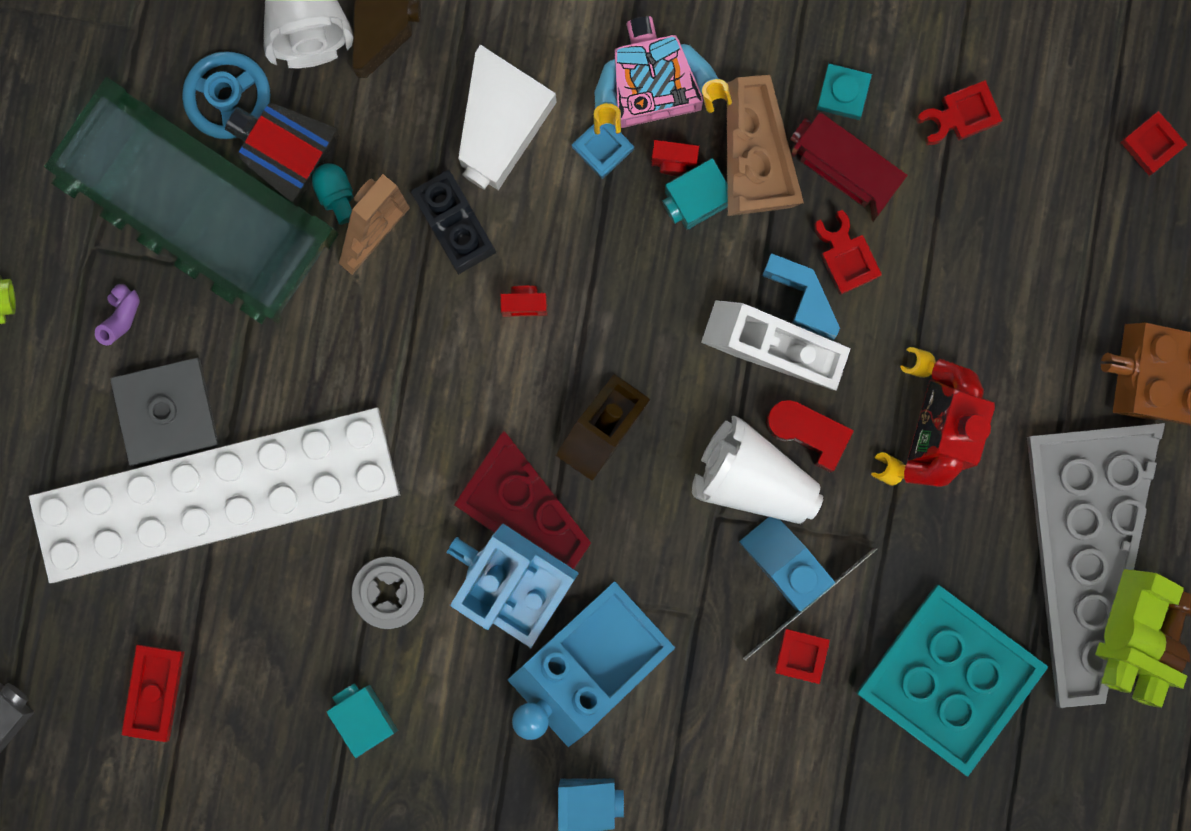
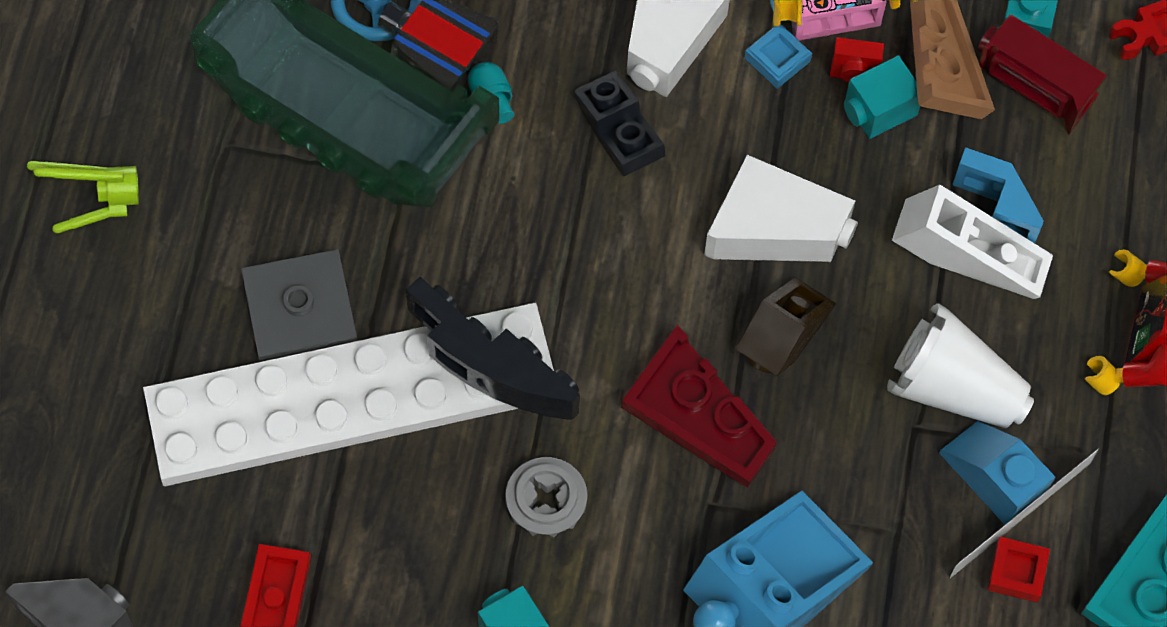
camera: 10 degrees left, 20 degrees down
(122, 318) = (256, 210): medium lavender arm -> none
(345, 484) = (500, 368): none -> black slope
(373, 217) = (540, 101): medium nougat wing -> none
(511, 584) = (689, 481): dark azure plate -> none
(524, 302) = (697, 199): red plate -> none
(598, 320) = (779, 218): none -> white slope
(811, 429) = (1015, 332): red leg -> none
(849, 260) = (1044, 164): red plate -> none

